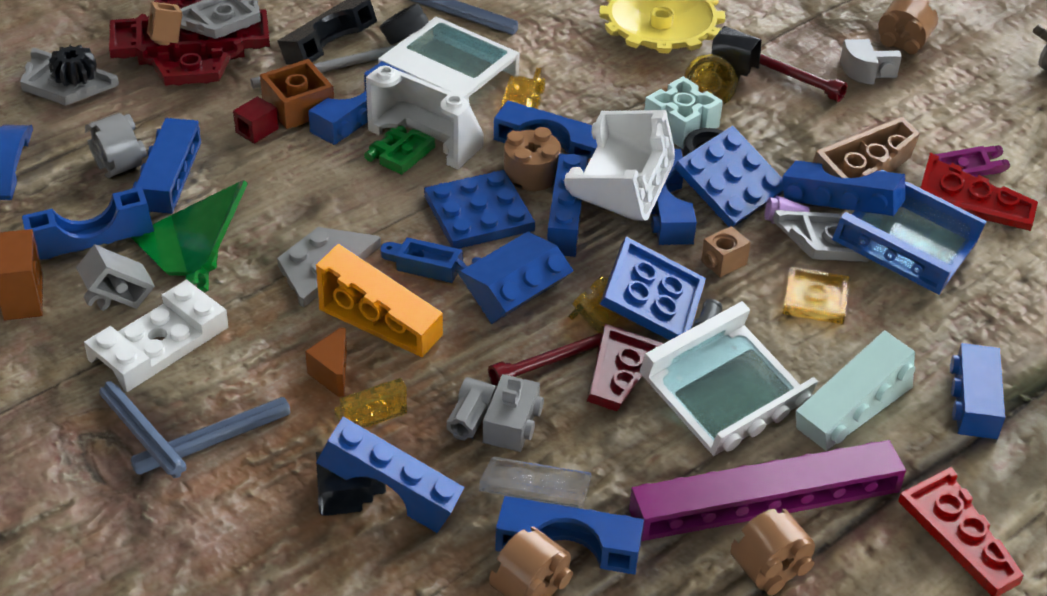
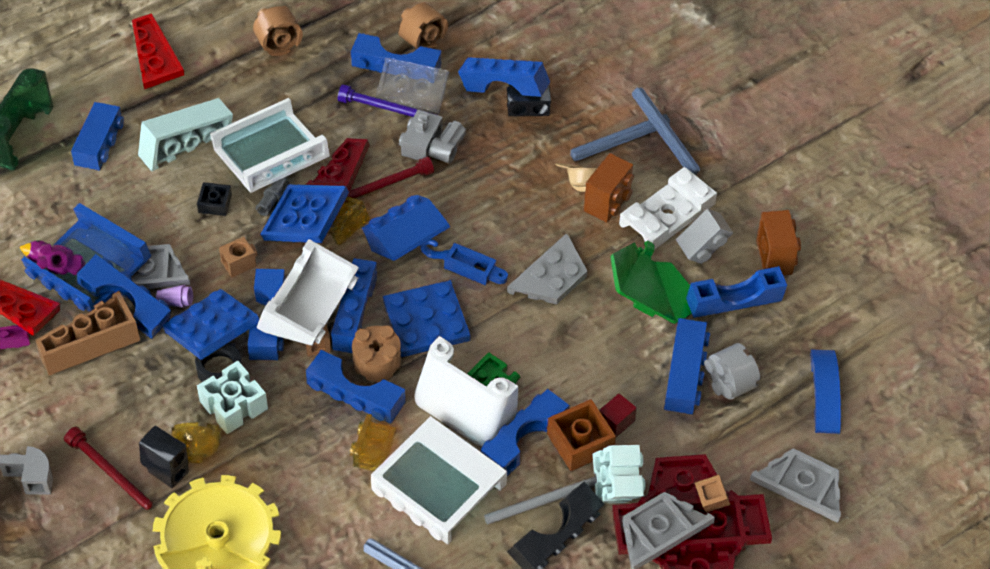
camera: 175 degrees left, 10 degrees up
(72, 65) = (791, 468): black gear -> none
(238, 332) = (608, 188): none -> dark orange brick
(260, 44) = (618, 473): none -> light aqua brick
(276, 367) = (578, 175): none -> tan piece
(328, 361) = (546, 178): dark orange slope -> none
(374, 404) = (515, 141): clear yellow bracket -> none
(375, 302) = (511, 216): light orange wedge -> none
(404, 23) = (467, 532): black tyre -> none
(633, 474) = (347, 94): none -> dark purple piece
(747, 491) = (266, 78): magenta brick -> none
(781, 323) = (214, 199): none -> black piece
(816, 295) = (178, 226): clear yellow tile -> none
(950, 216) = (55, 258): none -> magenta animal

